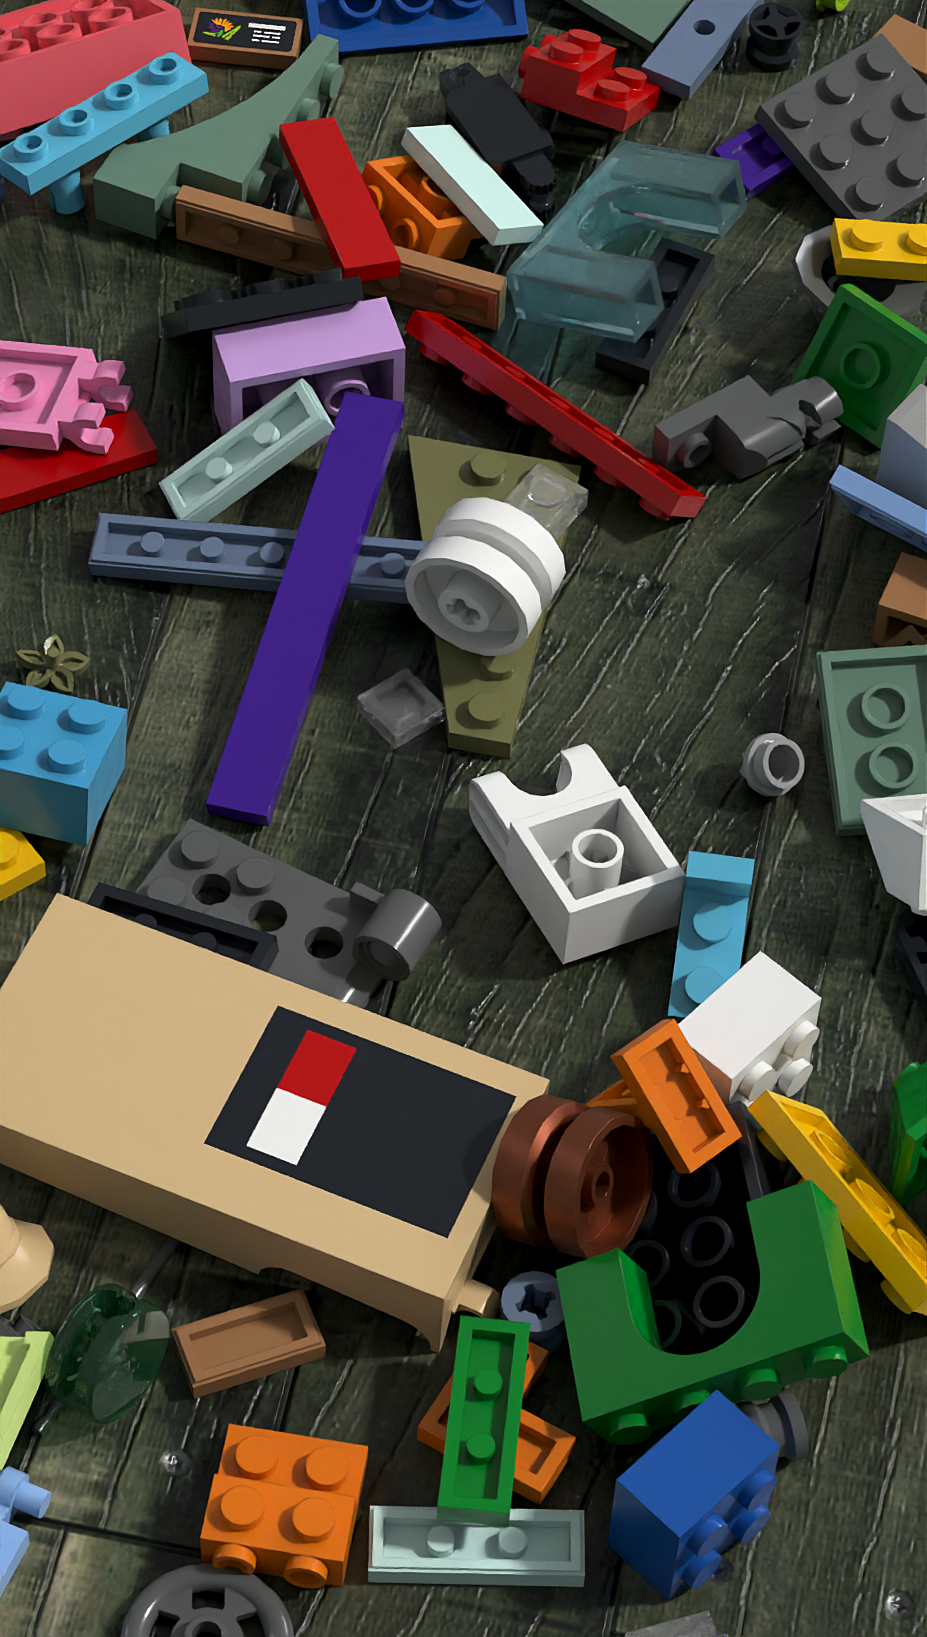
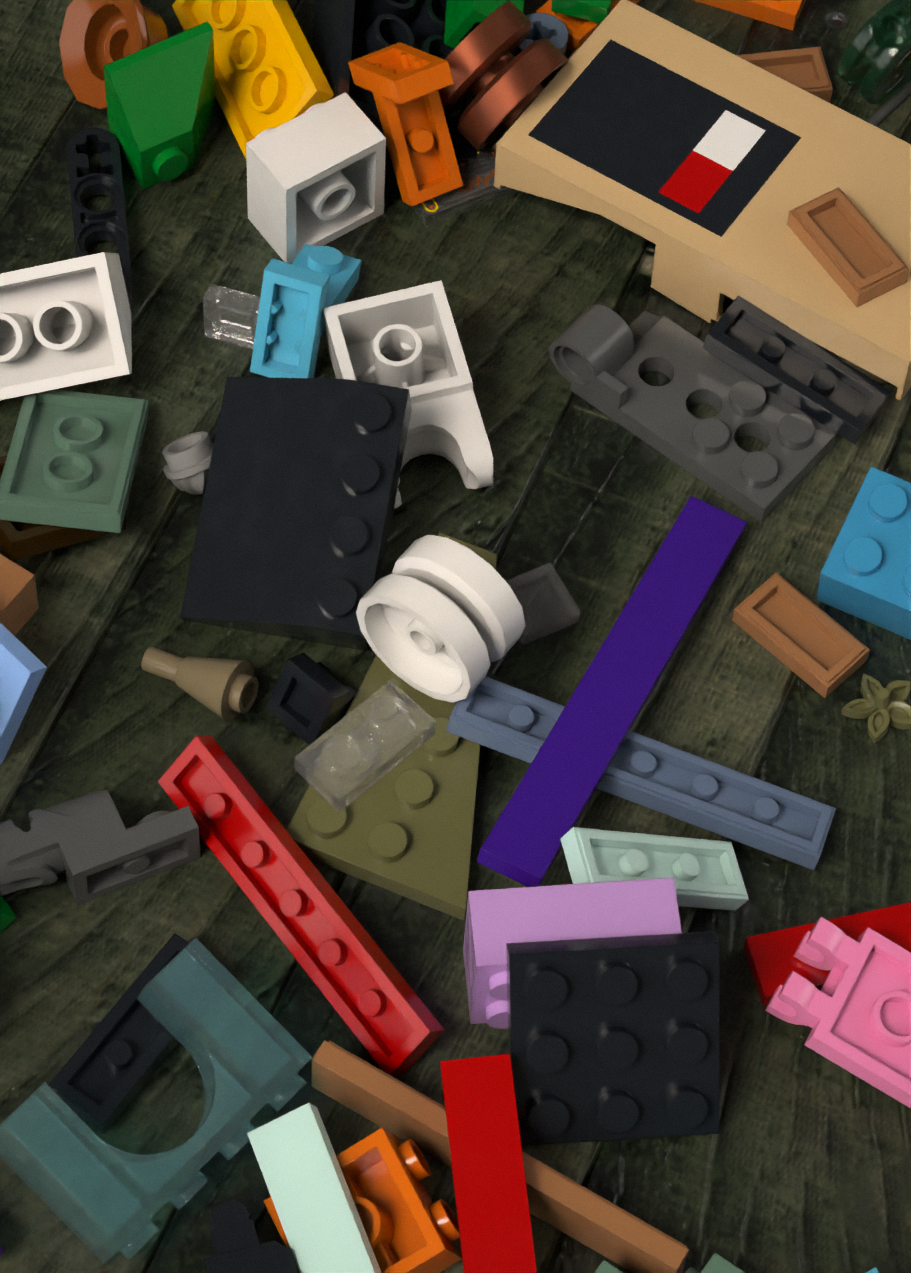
camera: 170 degrees left, 5 degrees up
(137, 999) = (847, 246): none -> medium nougat tile
(155, 725) = (800, 635): none -> medium nougat tile
(588, 569) = (309, 698): none -> black tile
(647, 698) = (297, 506): none -> black slope
(684, 578) = (218, 684): none -> dark tan cone
(779, 918) = (230, 315): none -> clear tile

